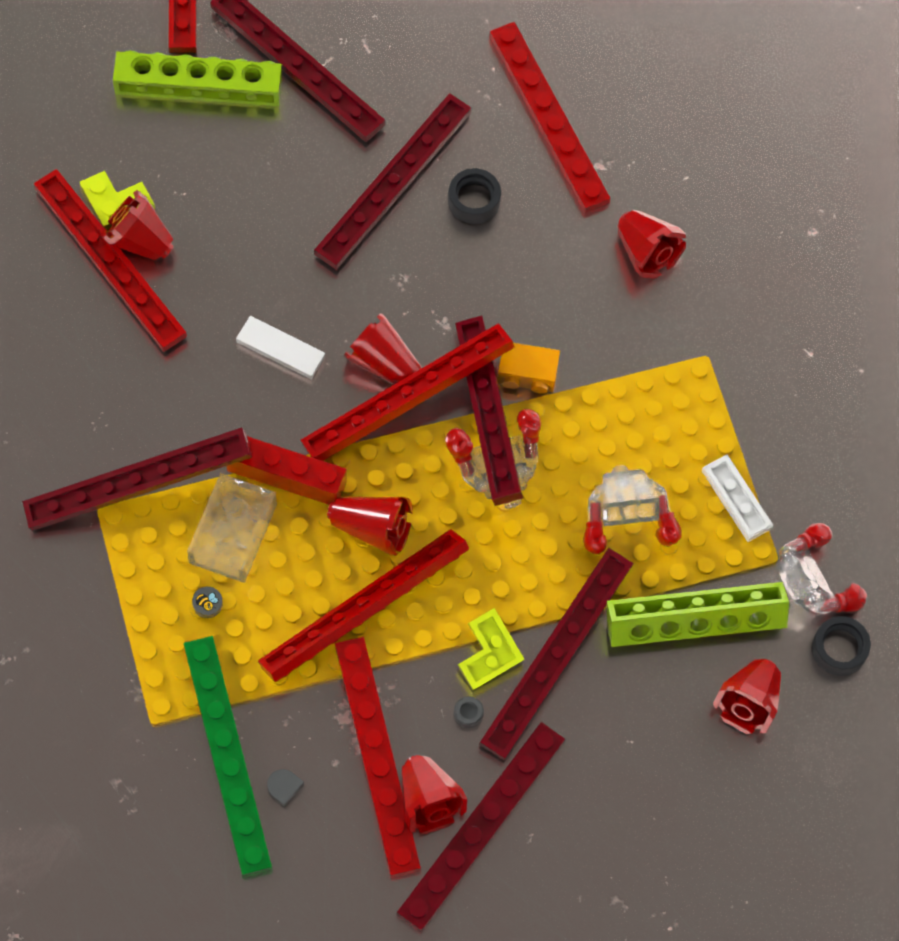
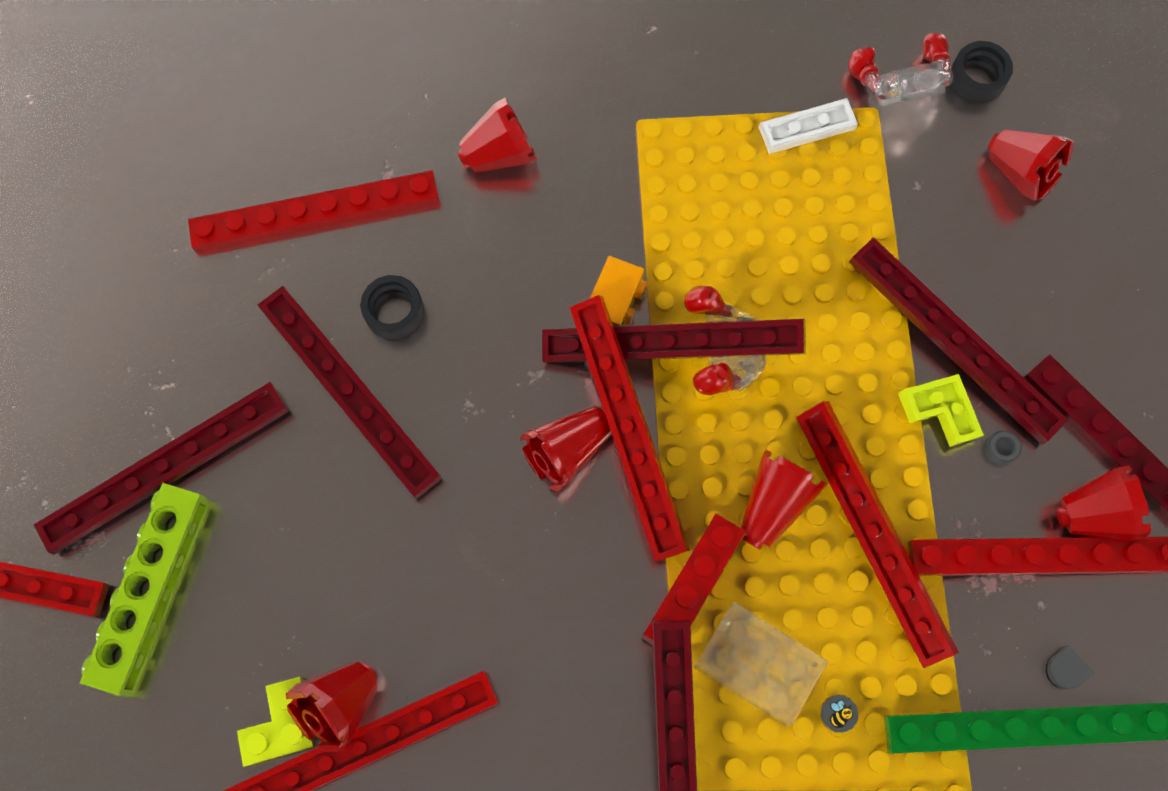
camera: 70 degrees left, 5 degrees up
(280, 347) = (525, 562): white tile -> none
(627, 499) = (803, 227): clear torso -> none
(697, 614) = (935, 192): lime brick -> none

